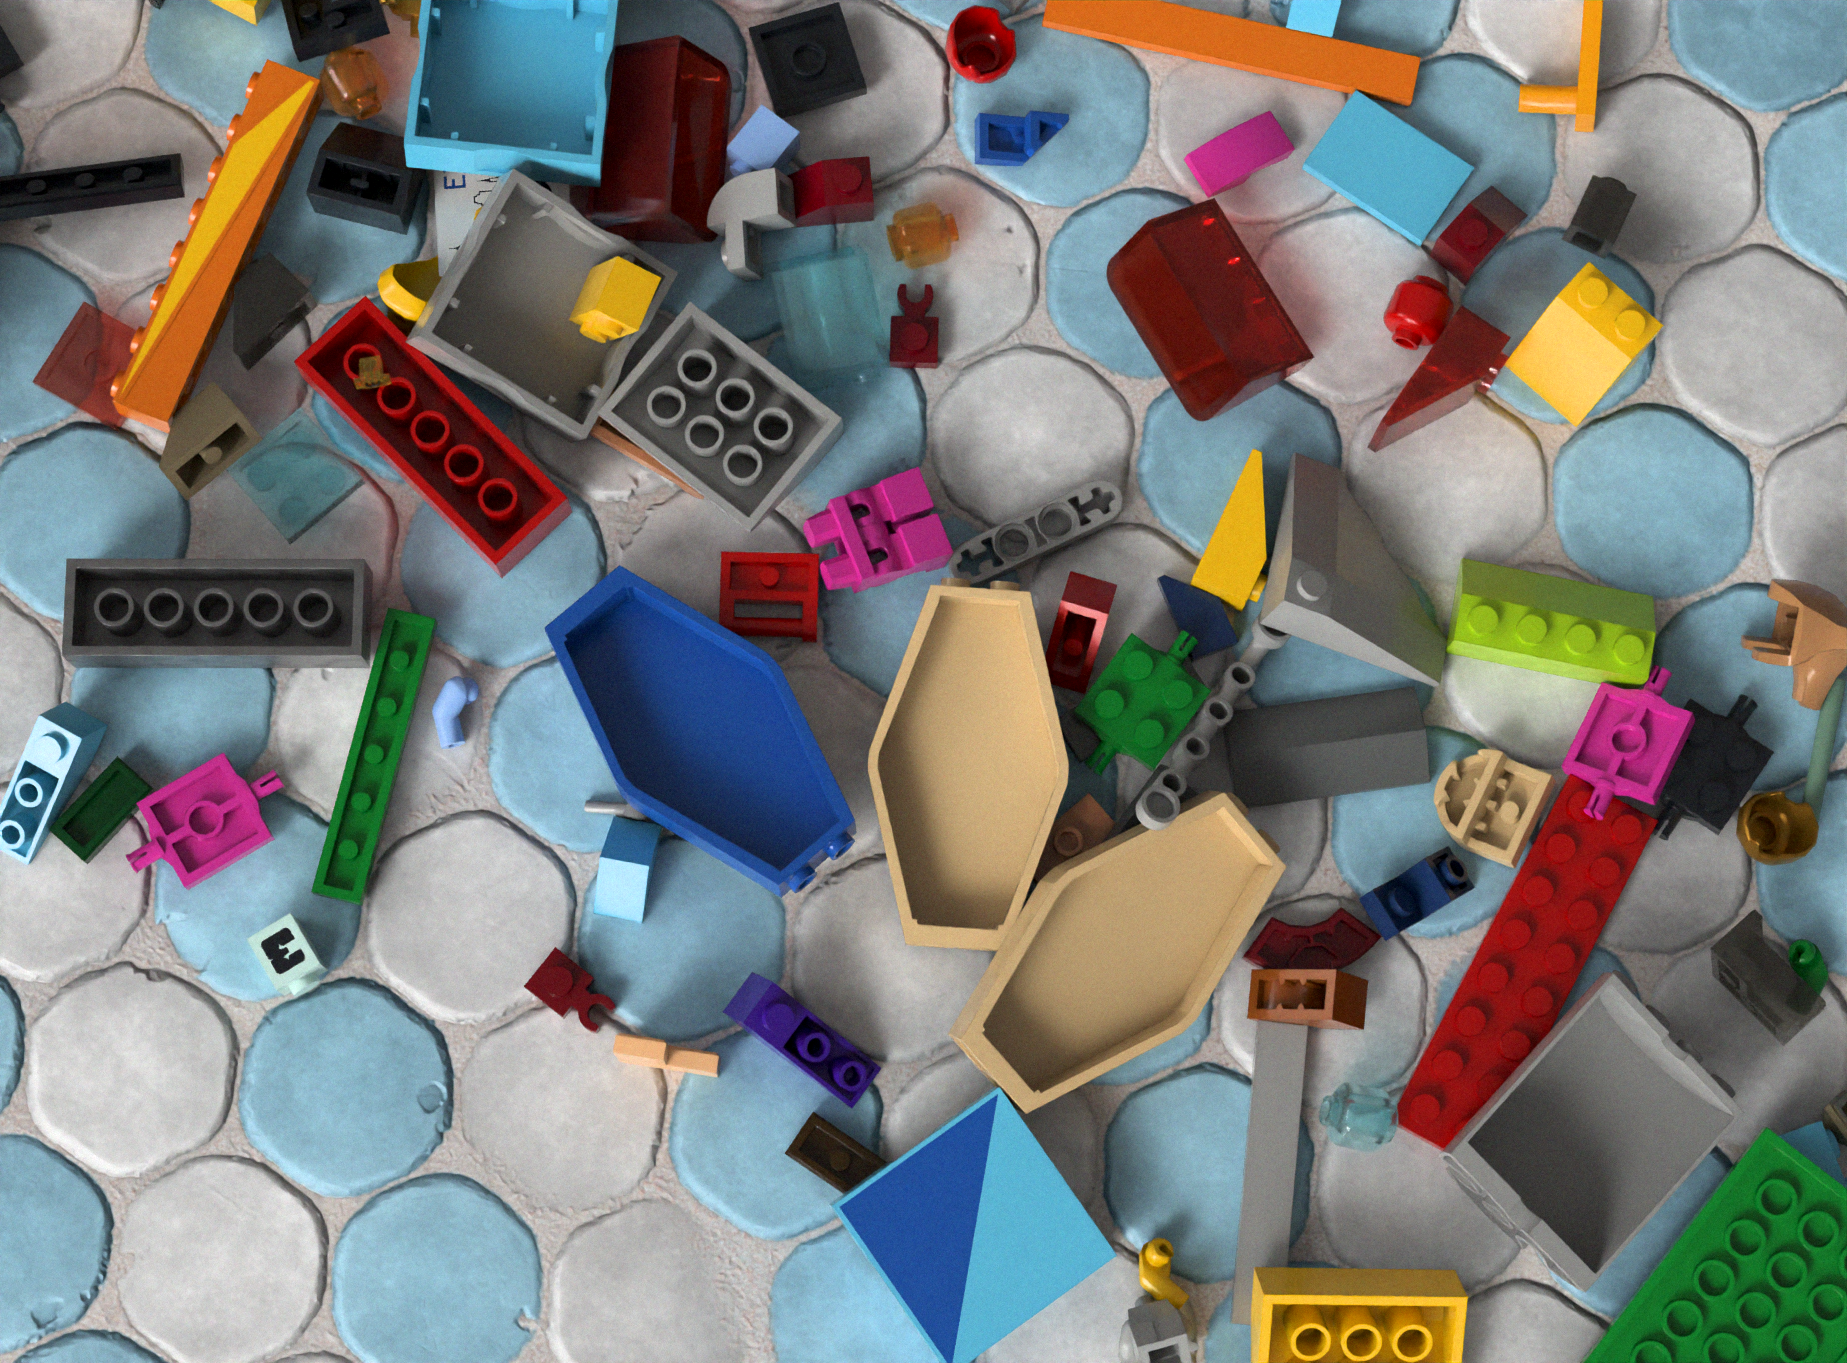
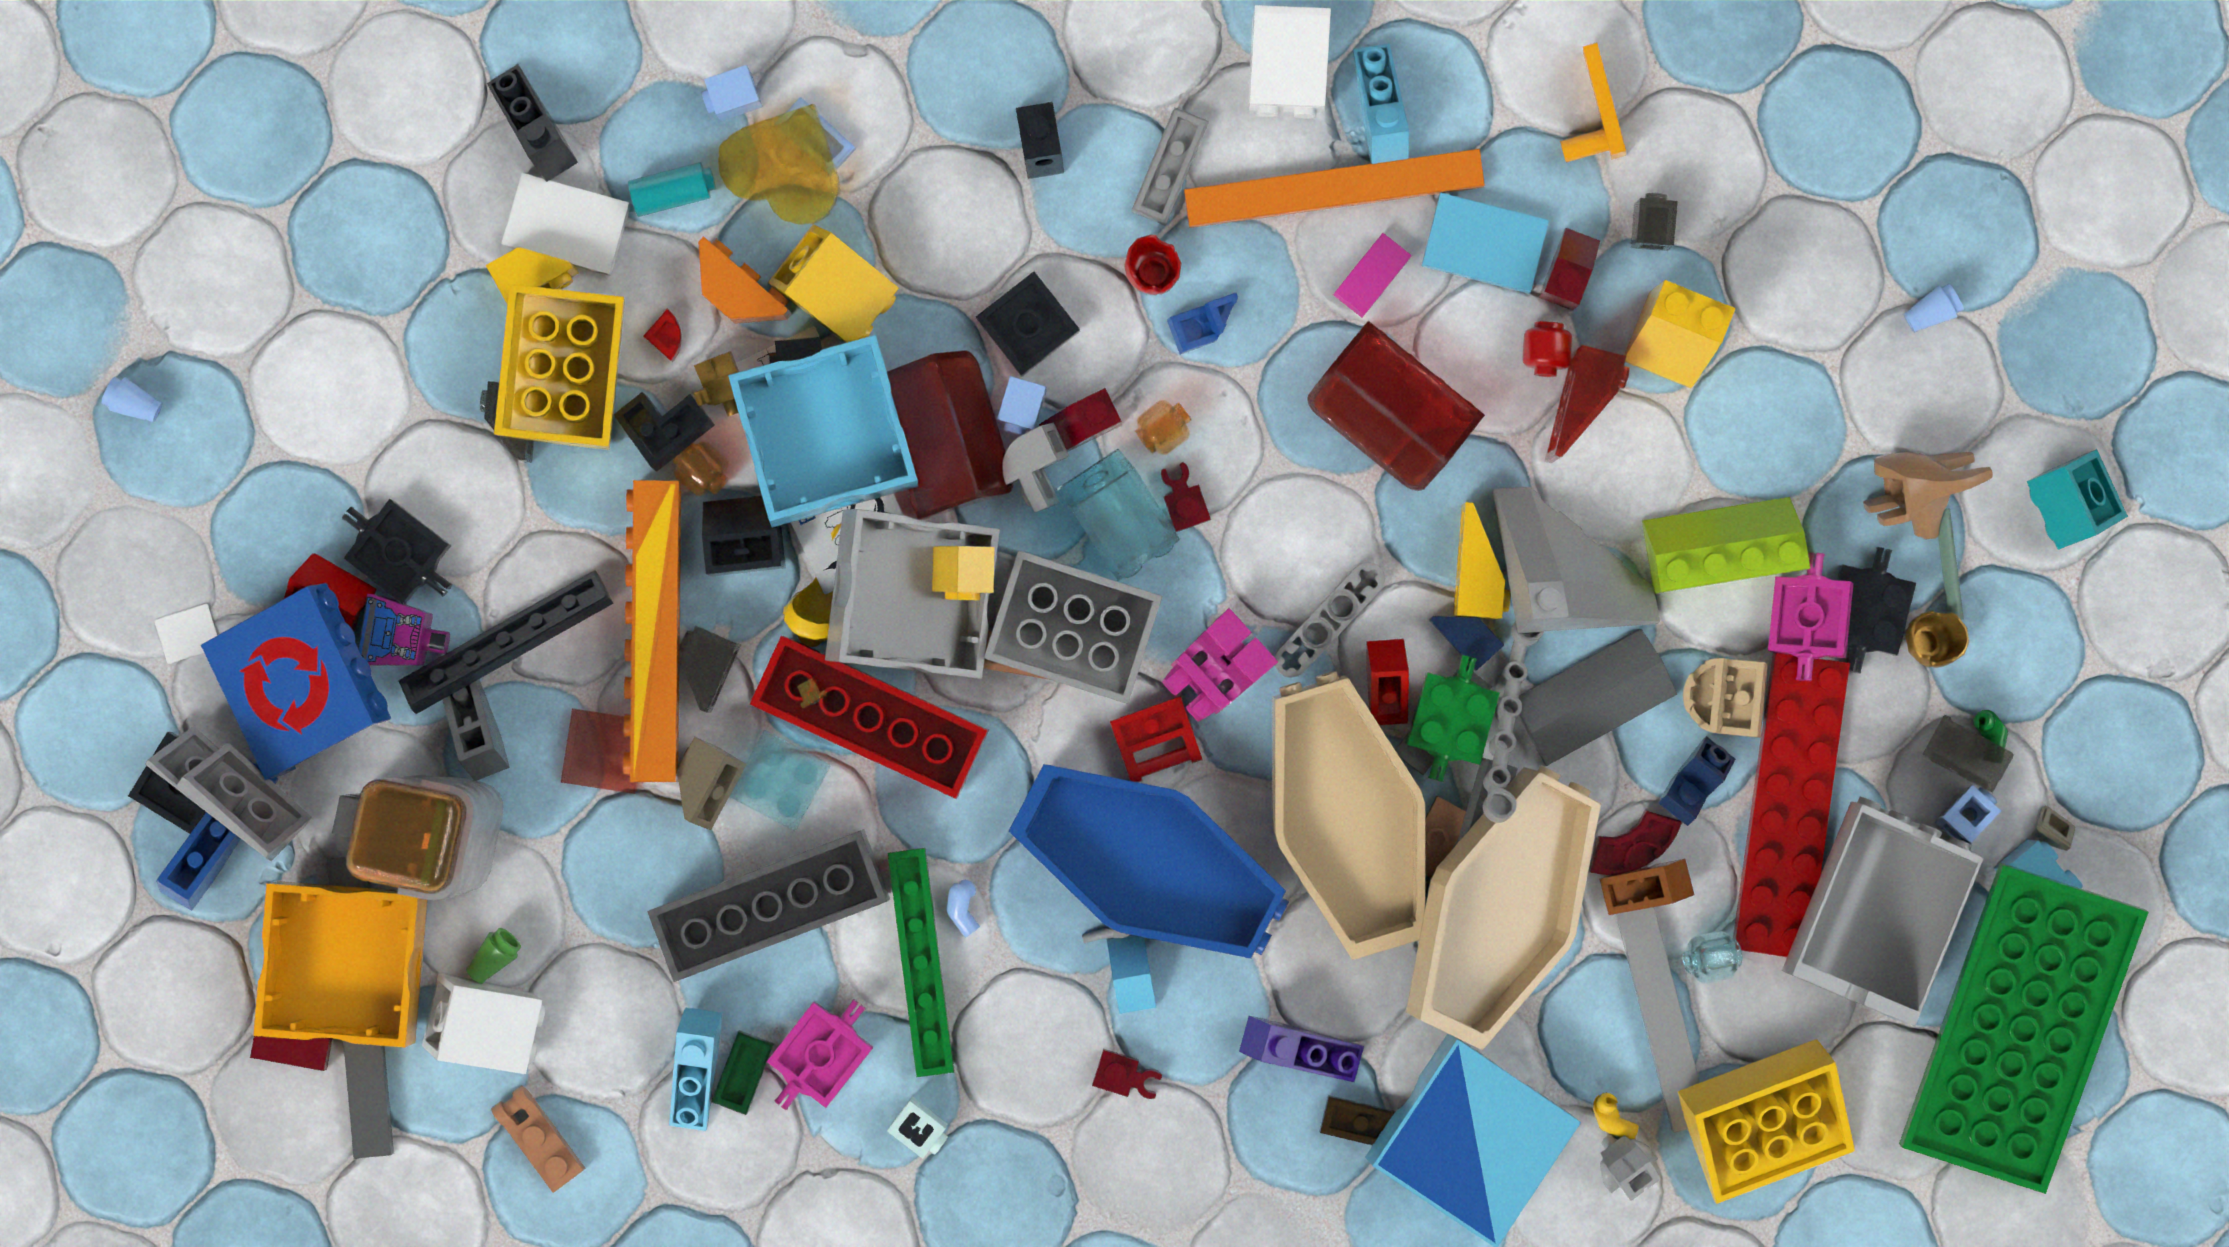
camera: 15 degrees left, 10 degrees up
(659, 1054) = (1208, 1100): light nougat tile -> none
(1755, 1045) = (1984, 810): none -> light blue brick

